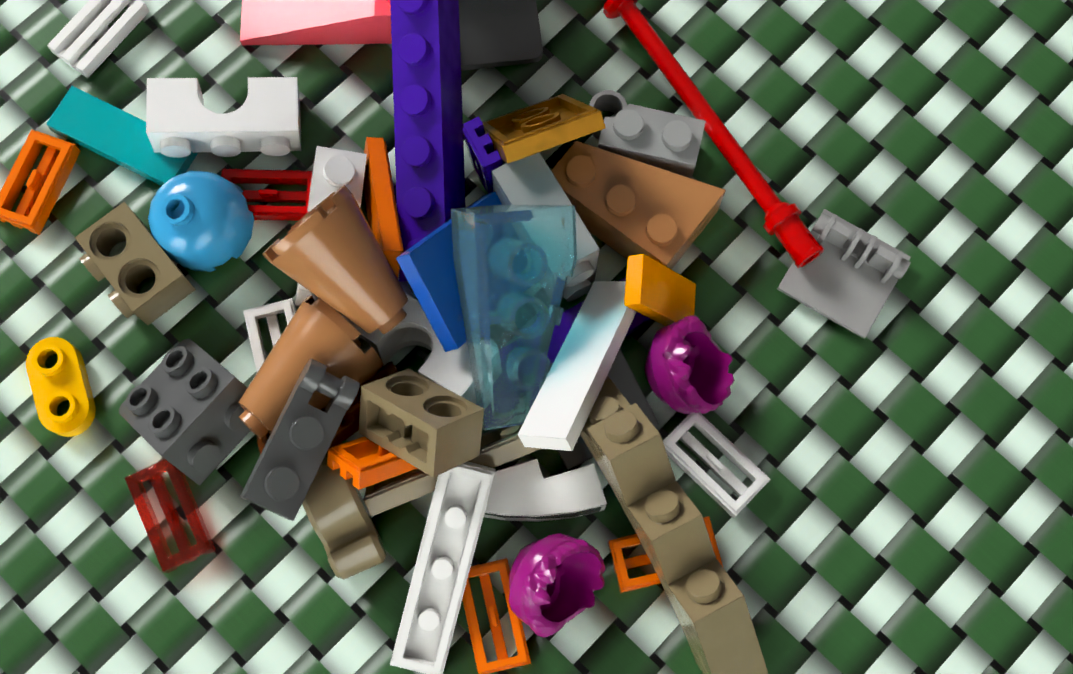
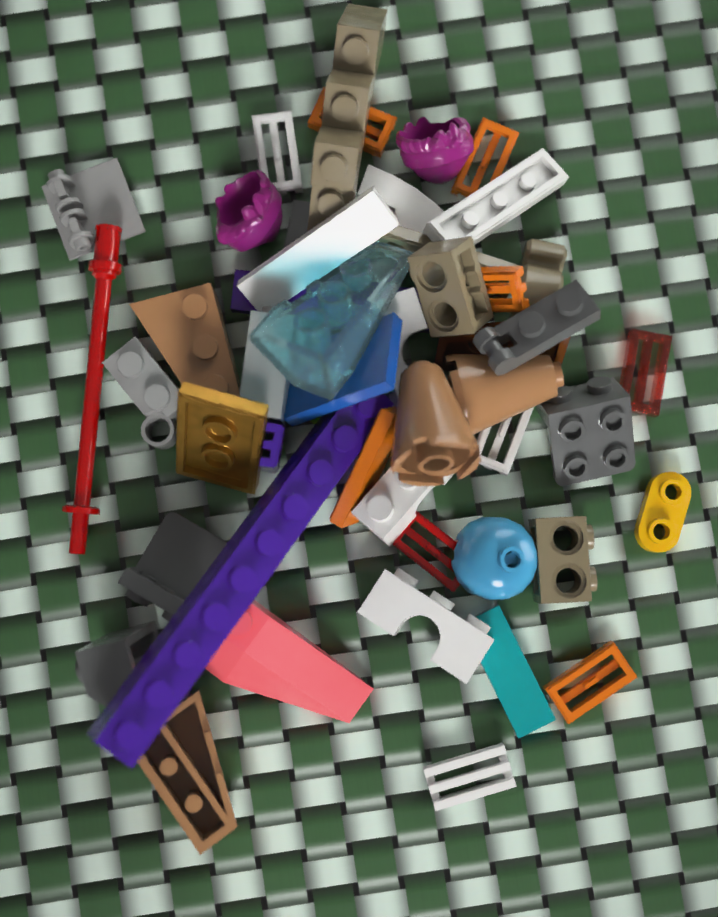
camera: 145 degrees left, 10 degrees up
(658, 290) = (229, 271): light orange tile -> none

